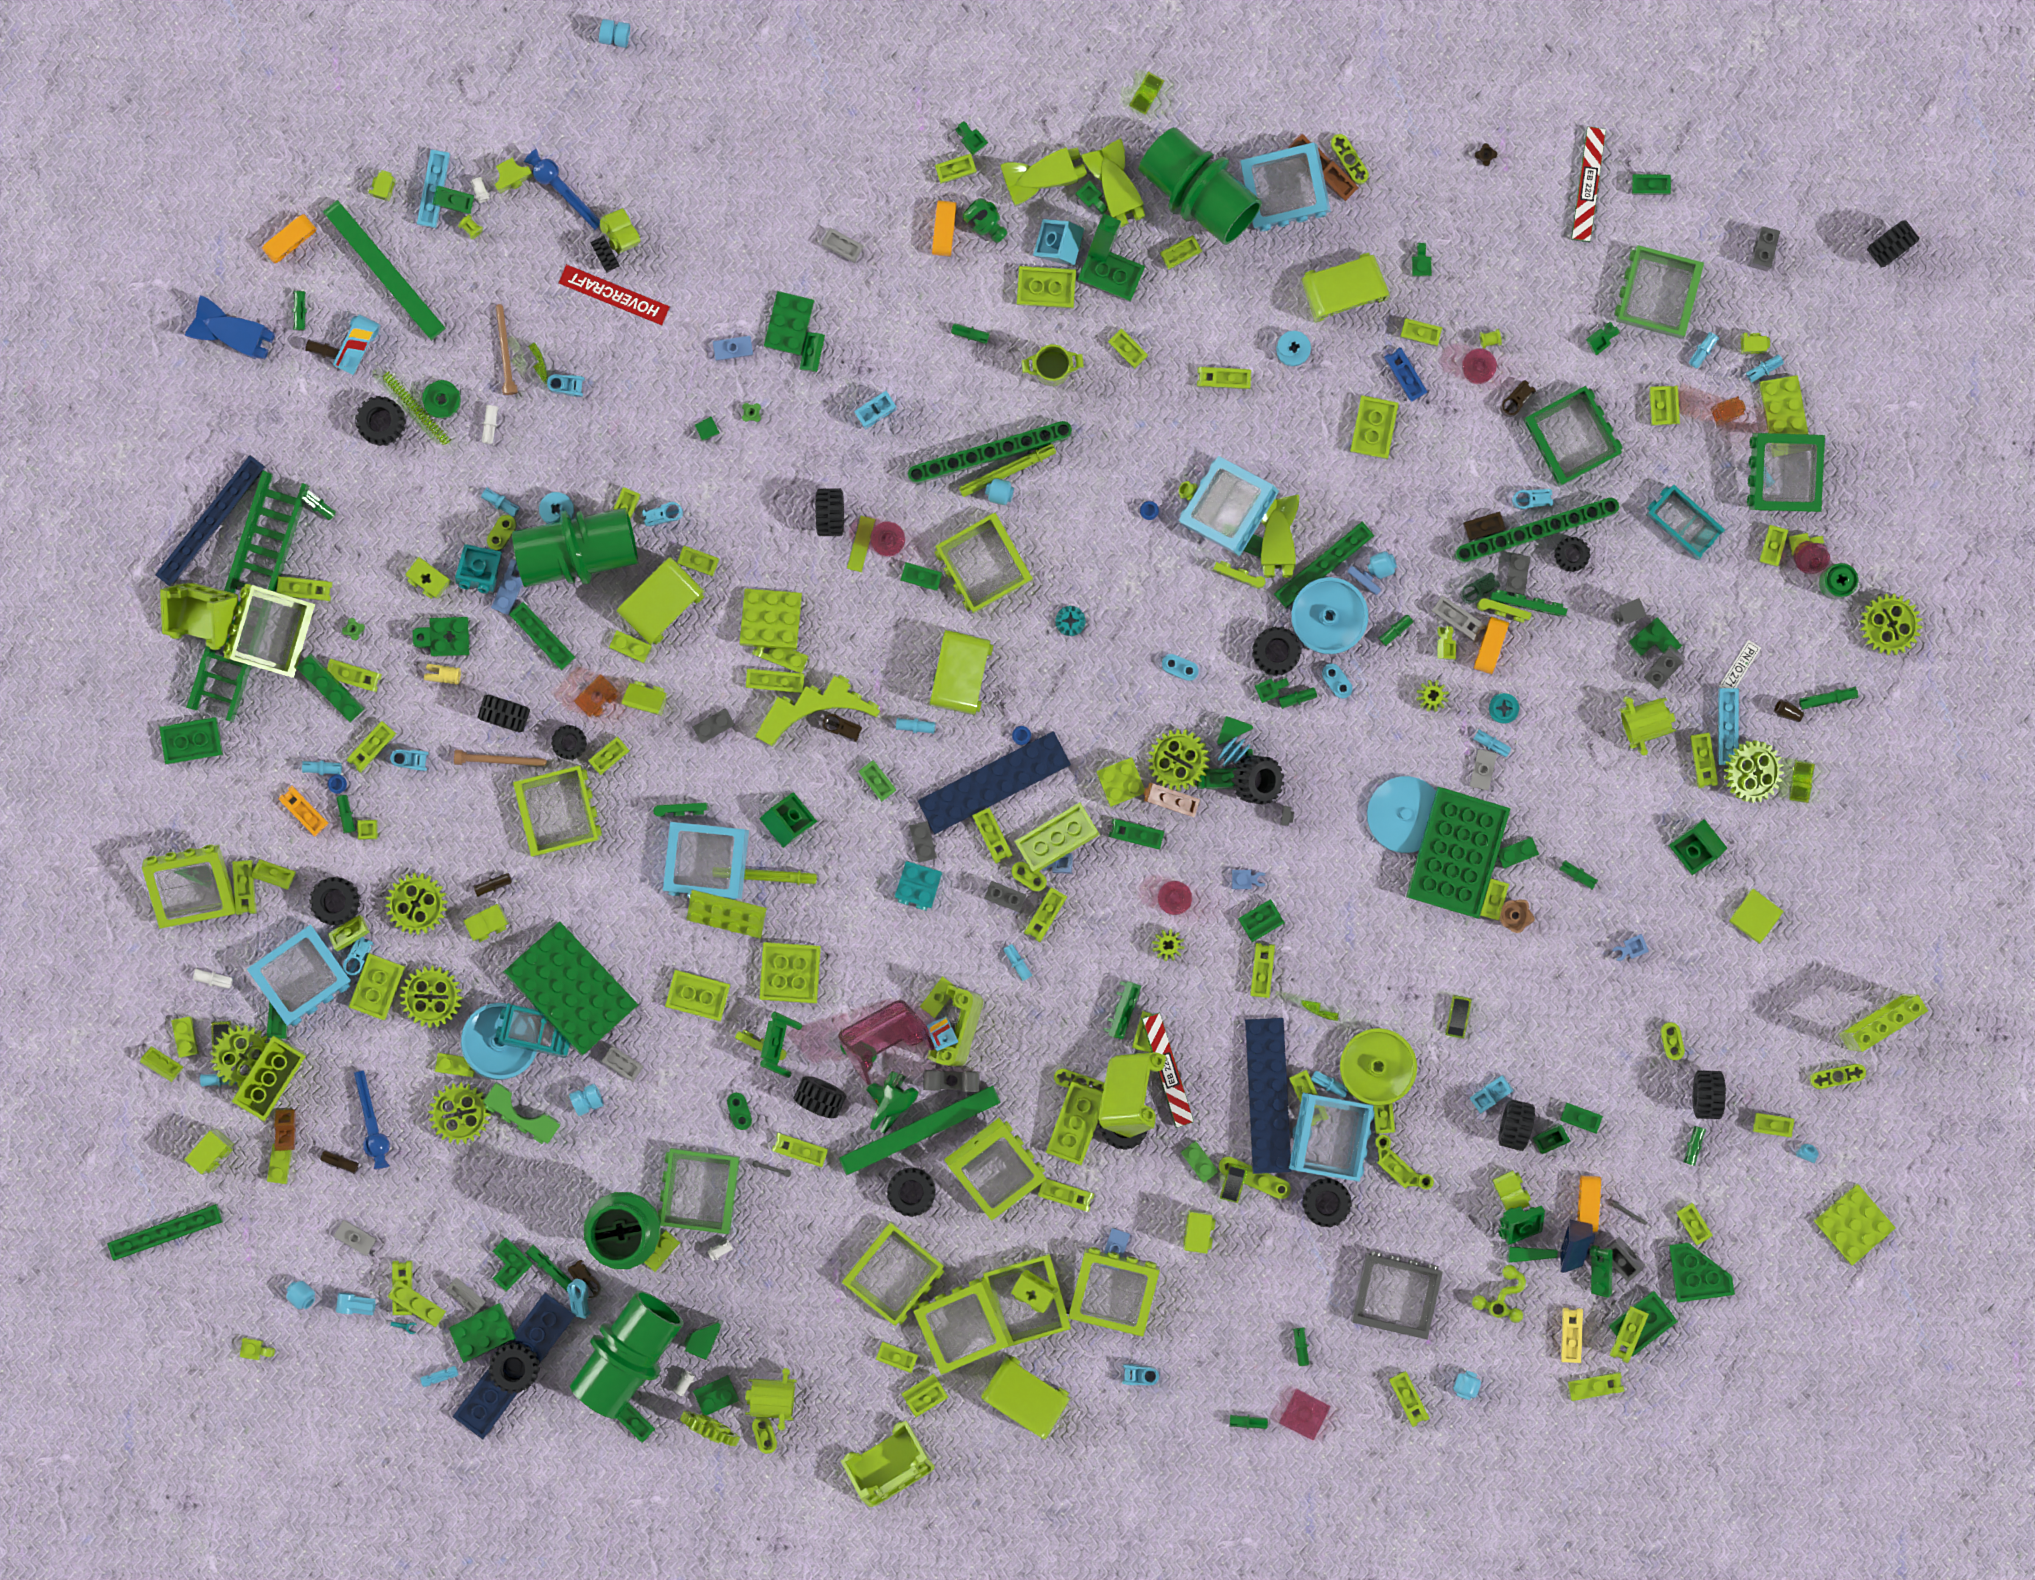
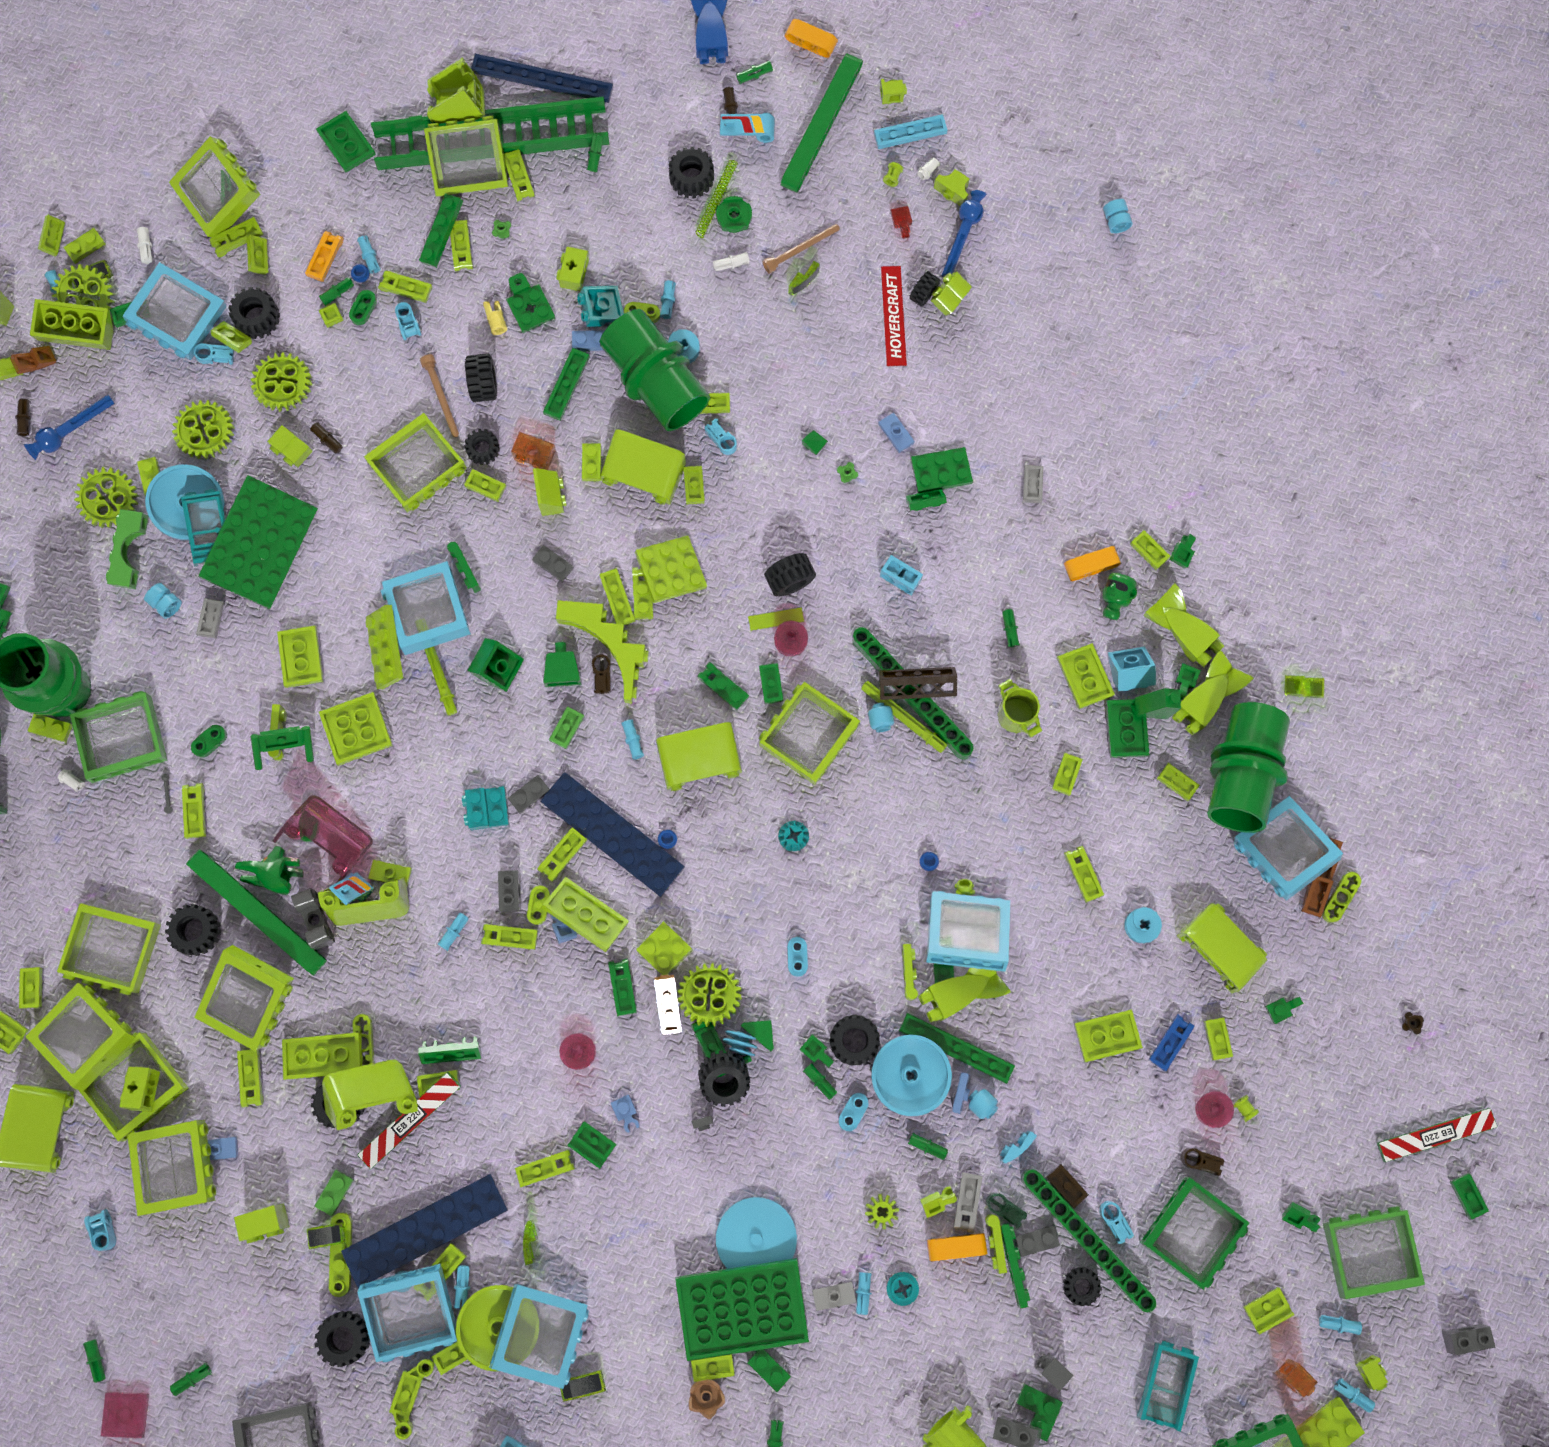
camera: 60 degrees right, 10 degrees down
(374, 796) = (361, 308): none -> green plate
(377, 986) = (193, 381): lime plate -> none
(453, 200) = (909, 149): green plate -> none
(519, 240) = (902, 219): none -> clear red plate
(567, 385) = (796, 310): medium azure piece -> none
(818, 760) = (561, 668): none -> green torso
(819, 1097) = (247, 804): black tyre -> none
(903, 621) = (723, 686): none -> green plate
(982, 441) = (918, 676): none -> dark brown fence
(1169, 951) = (535, 1061): lime gear -> none
(1401, 1033) = (539, 1336): none -> piece
(1434, 559) = (1012, 1151): none -> medium azure slope

